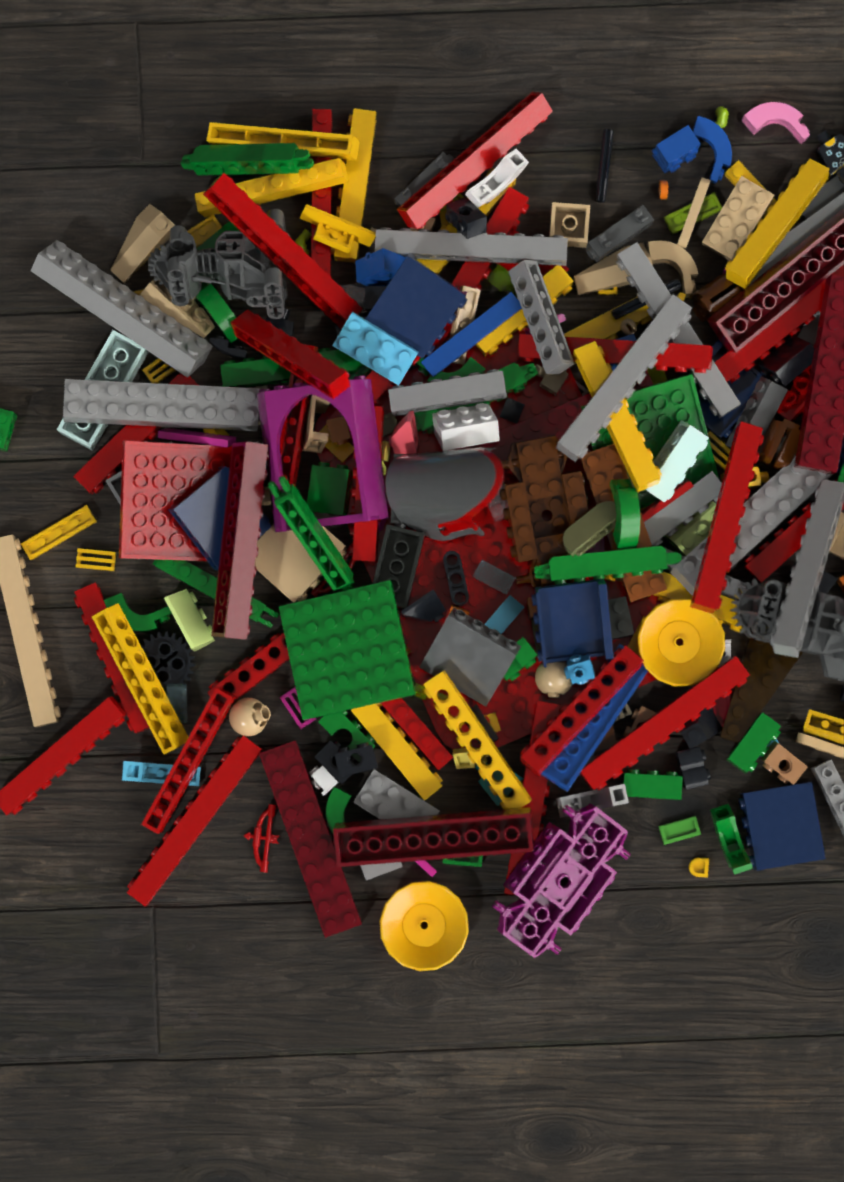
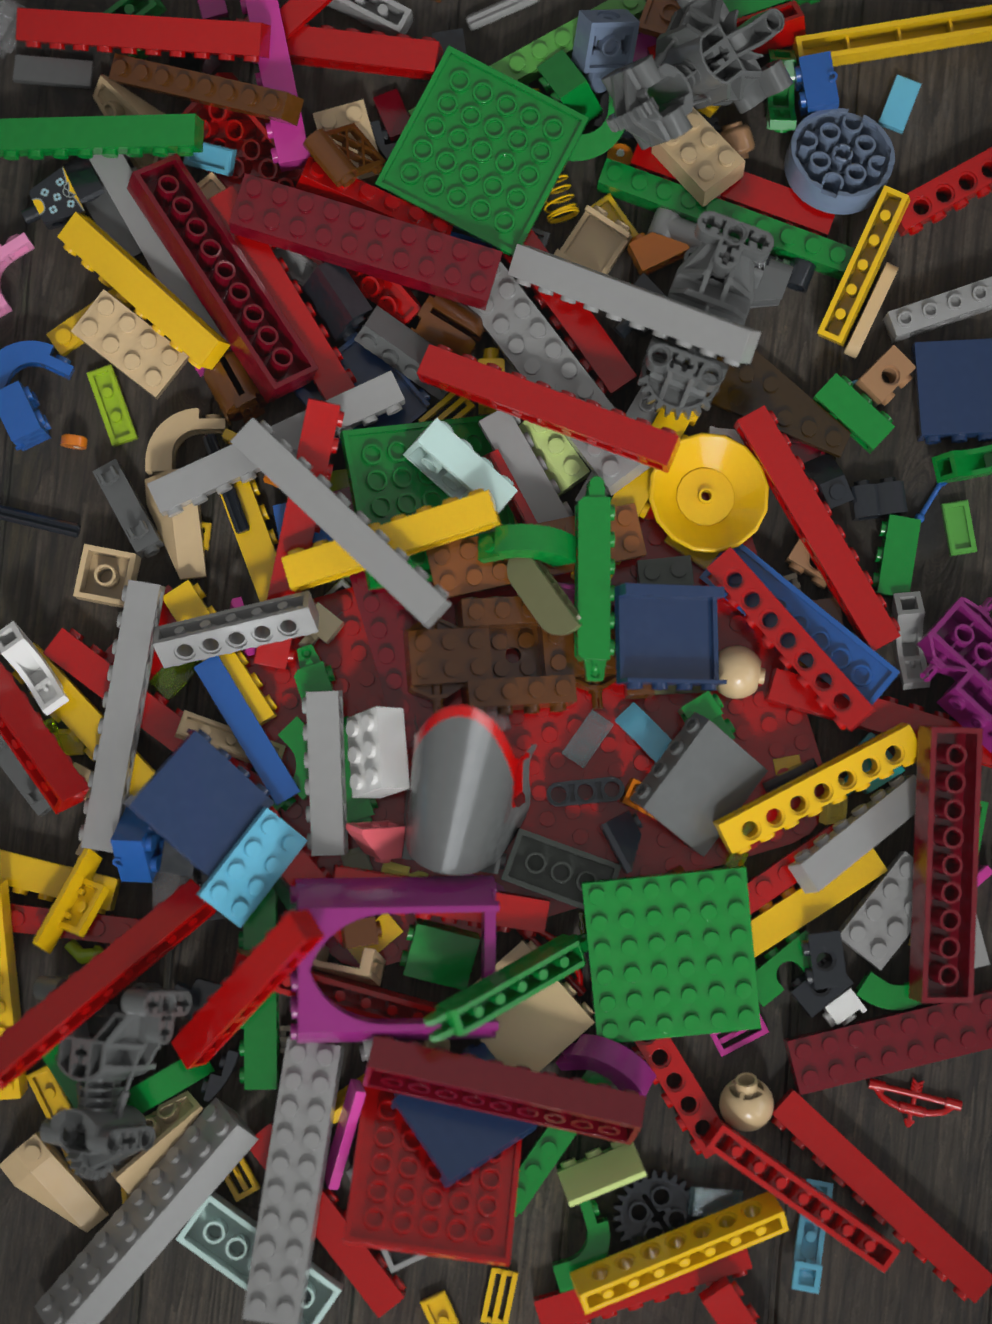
camera: 80 degrees left, 0 degrees up
(268, 615) = (609, 1059): none -> magenta arch
(445, 772) = (855, 835): none -> light grey brick
(466, 218) = (81, 717): black brick -> none
(512, 410) = (358, 686): black slope -> none
(579, 669) = (734, 635): dark azure brick -> none
(625, 330) = (257, 517): tan hinge -> none
(684, 801) = (921, 515): none -> blue hinge
(693, 212) = (112, 403): tan beam -> none

